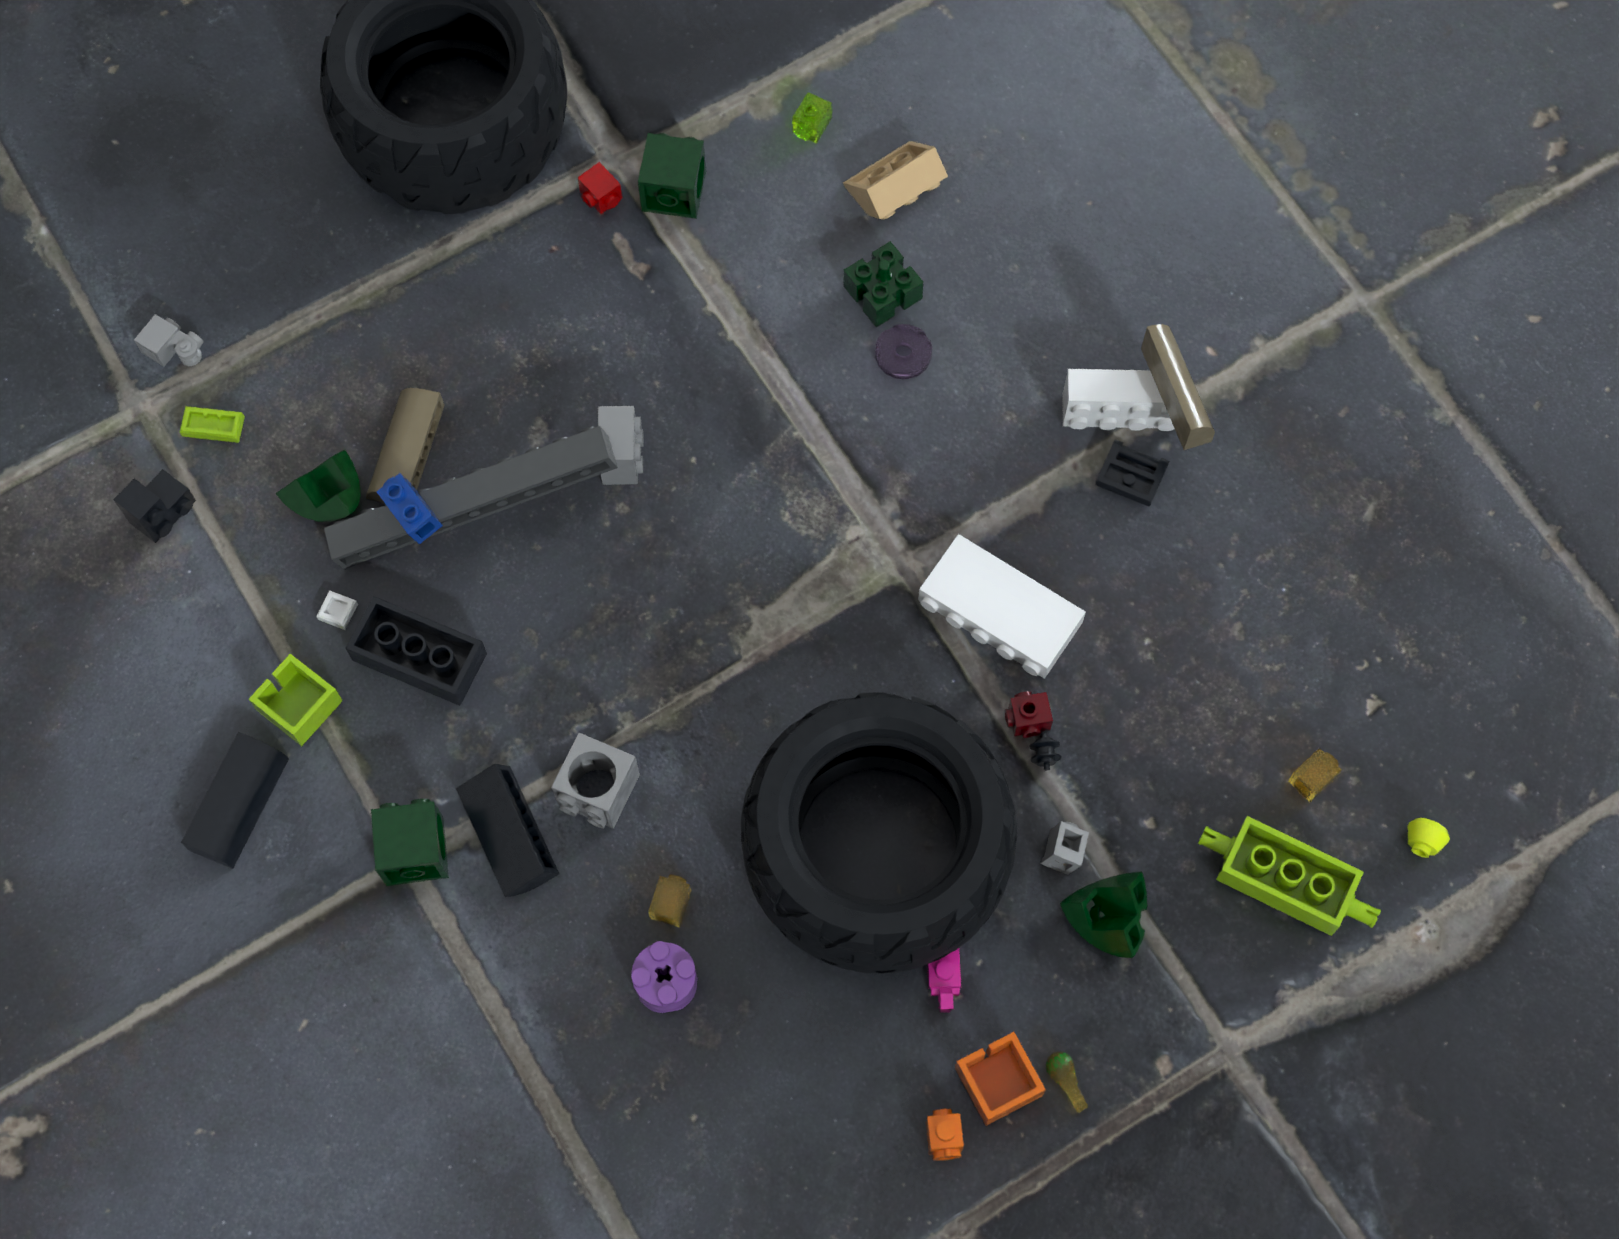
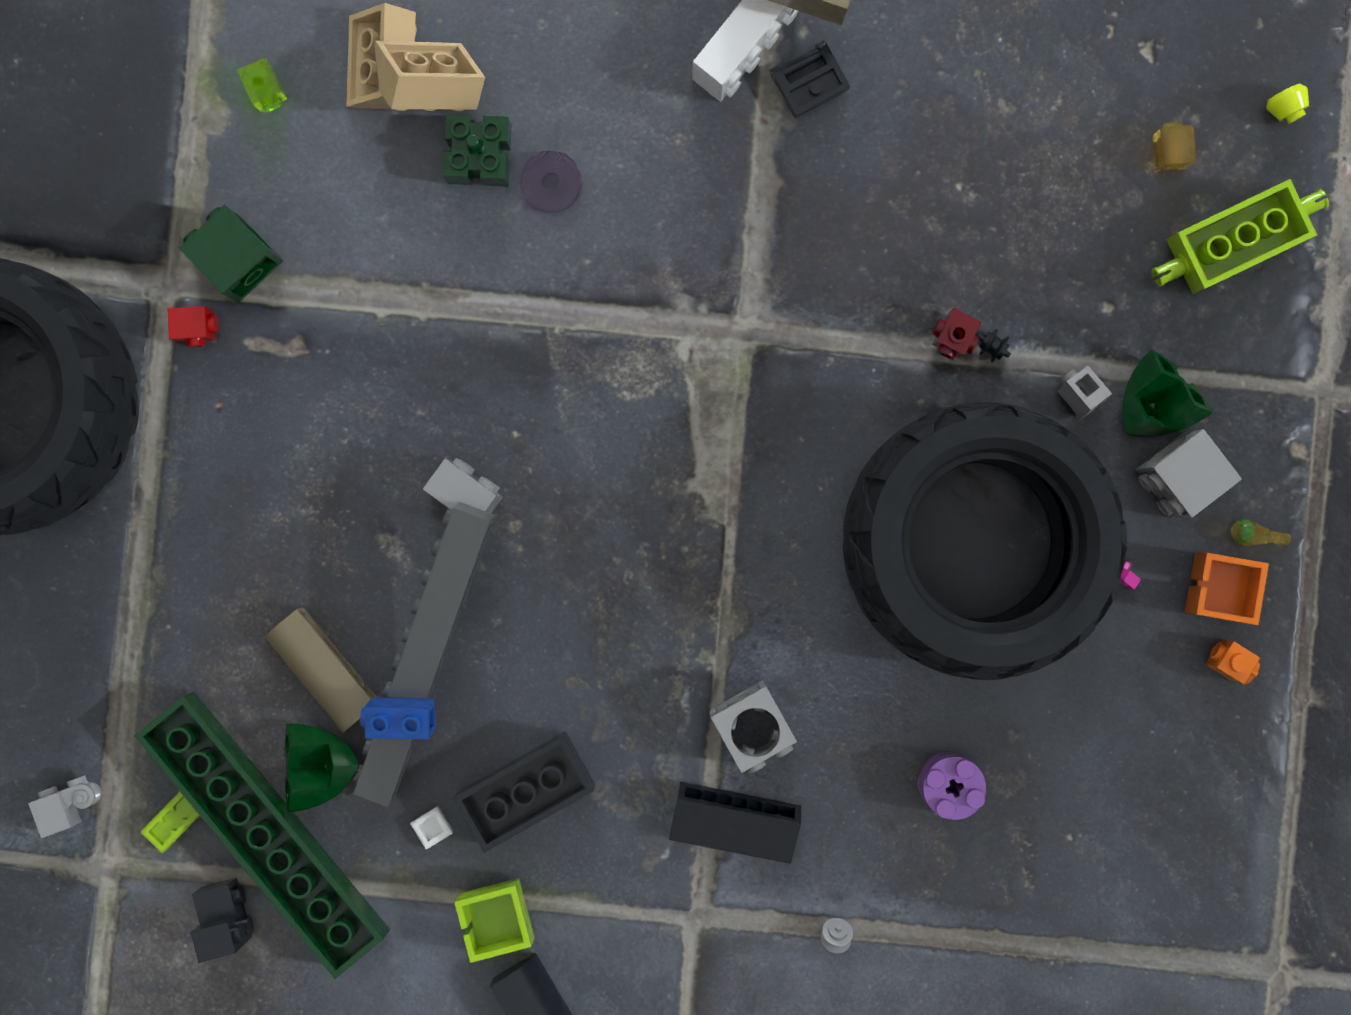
camera: 50 degrees left, 20 degrees up
(244, 491) = (262, 834): none -> dark green brick
(409, 842) = (692, 912): dark green brick -> none
(470, 978) = (836, 935): none -> light grey wheel
(670, 900) = (891, 734): clear yellow brick -> none
(907, 211) = (427, 76): none -> tan slope
(1001, 606) = (846, 283): white brick -> none
(1064, 972) = (1187, 474): none -> light grey brick

